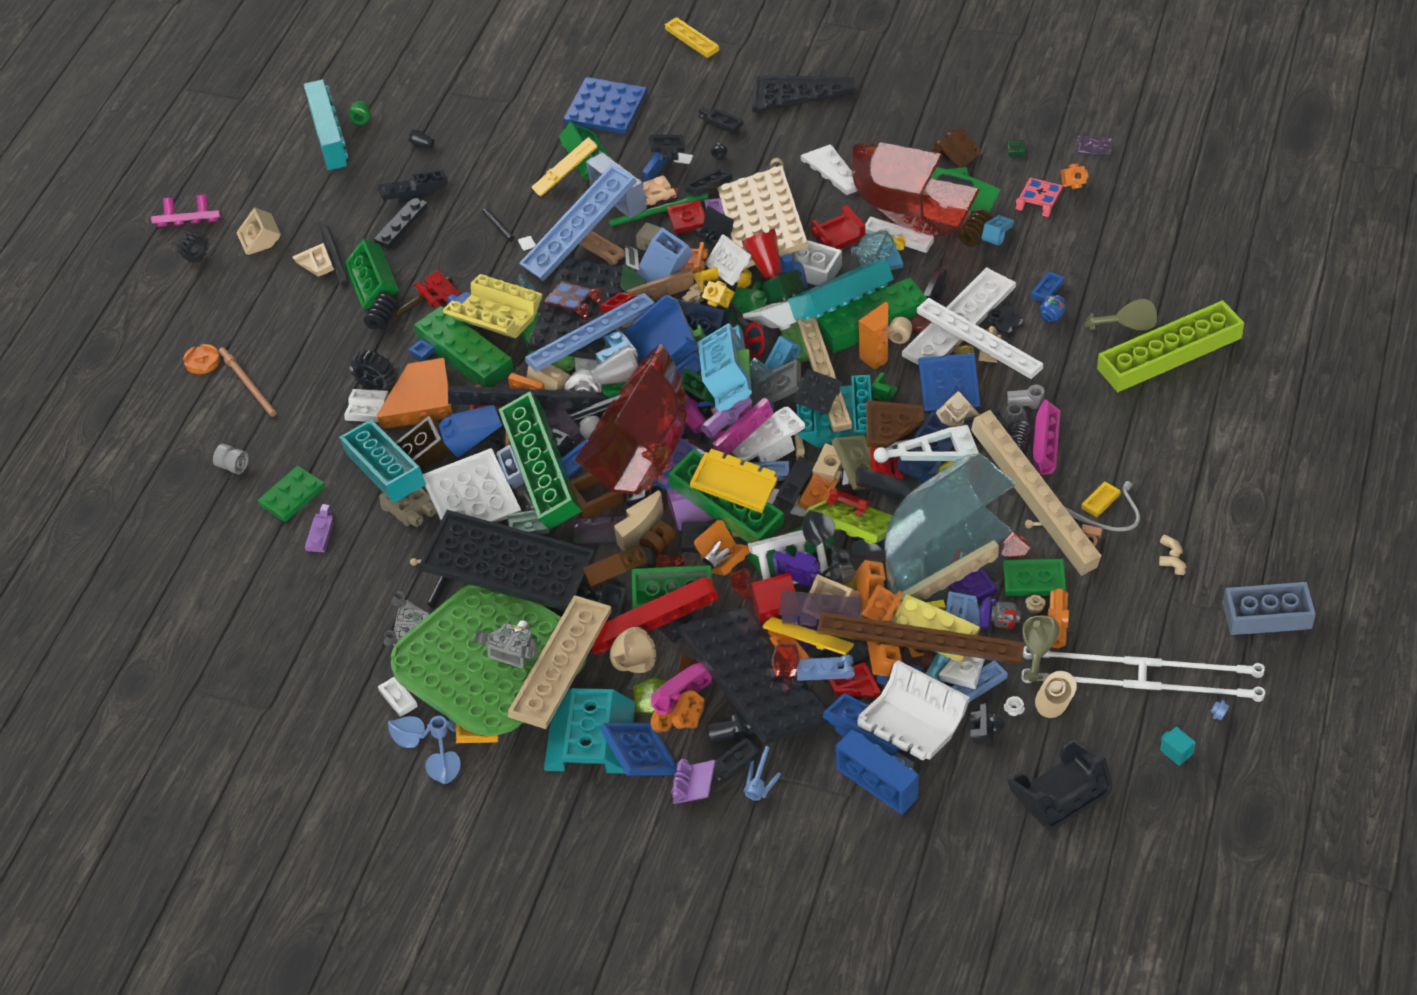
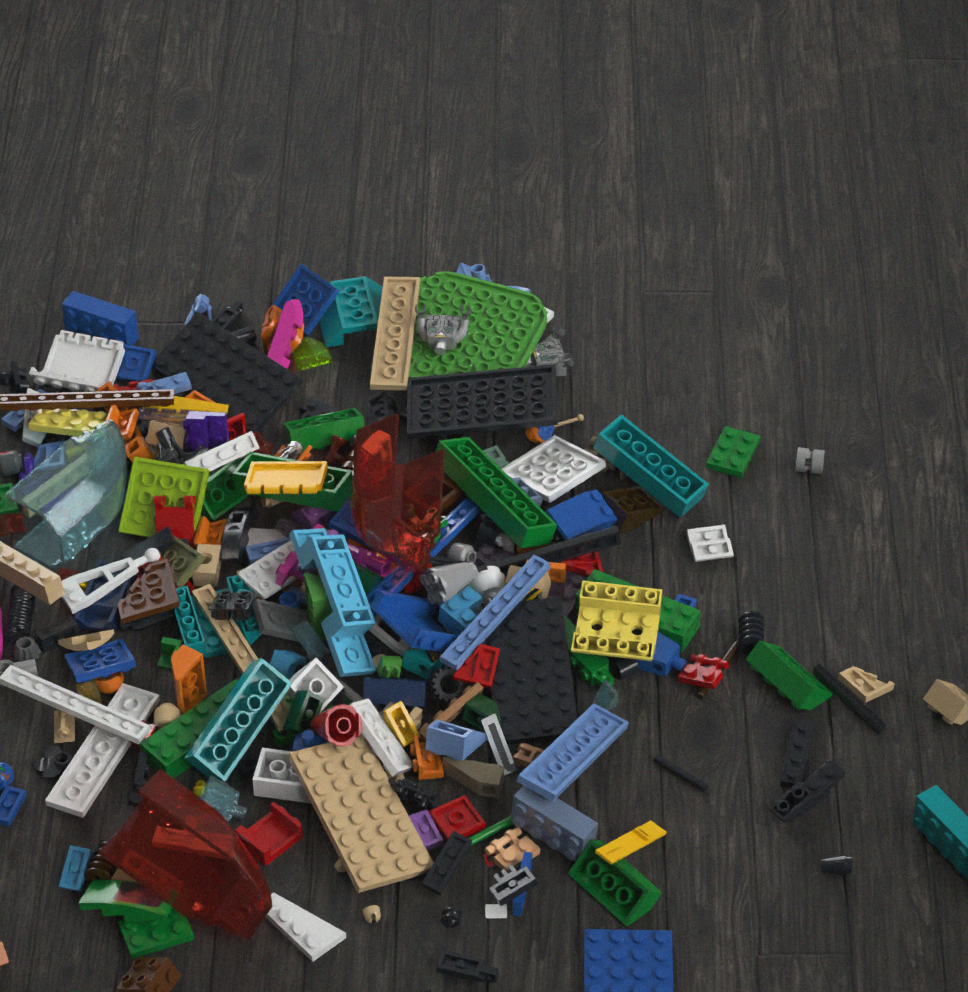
camera: 160 degrees right, 5 degrees down
(201, 359) = (916, 559): orange tile -> none
(231, 361) = (881, 560): nougat bar -> none
(320, 530) = (683, 425): medium lavender hinge -> none
(359, 112) = (938, 885): green head -> none
(373, 371) = (715, 558): black gear -> none
(416, 395) = (656, 556): orange slope -> none
(527, 243) = (636, 760): white sticker -> none
(573, 297) = (540, 663): clear red flag -> none
(615, 565) = (364, 405): reddish brown window -> none
(633, 651) = (345, 372): tan hair -> none
(658, 612) = (326, 399): red beam -> none
(692, 781) = (254, 295): medium lavender hinge -> none
(717, 294) = (377, 691): yellow brick -> none
(785, 659) = (199, 379): clear red panel -> none
(1039, 193) = (32, 939): coral flag -> none

